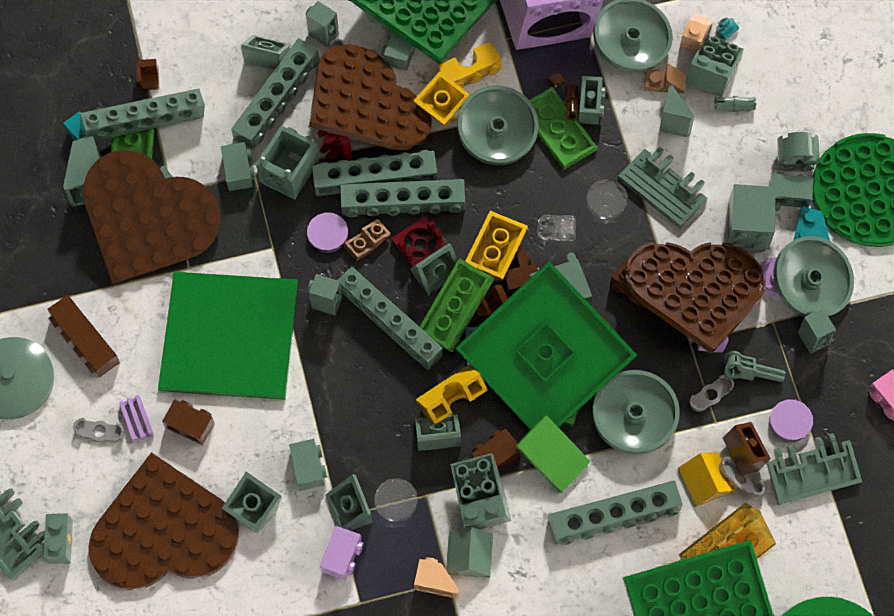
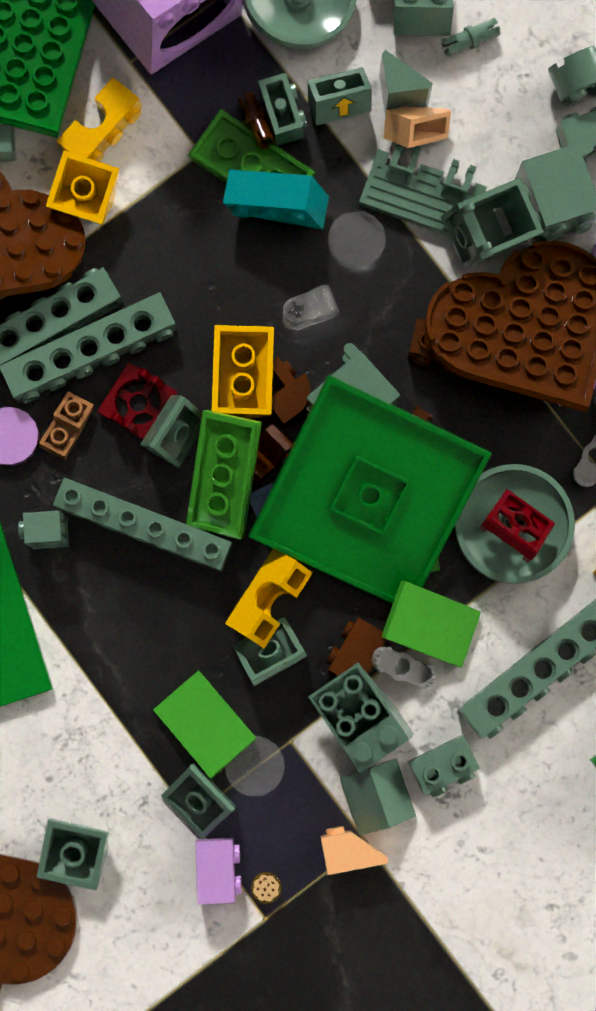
camera: 25 degrees left, 15 degrees up
(306, 464) = (121, 768): sand green brick -> none
(369, 581) = (266, 887): none -> tile
(374, 459) = (205, 724): none -> bright green tile
(497, 125) = (171, 195): sand green dish -> none
(522, 549) = (443, 766): none -> sand green brick
(530, 483) = (417, 672): none -> light grey piece
(556, 80) = (222, 96): reddish brown piece -> none
(565, 151) = (276, 197): none -> teal wedge
(632, 106) = (339, 96): none -> sand green brick
(648, 411) = (537, 525): none -> dark red piece
(661, 80) = (366, 40): medium nougat slope -> none
(676, 142) = (416, 125): none -> light nougat slope
(688, 217) = (477, 231): none -> sand green container

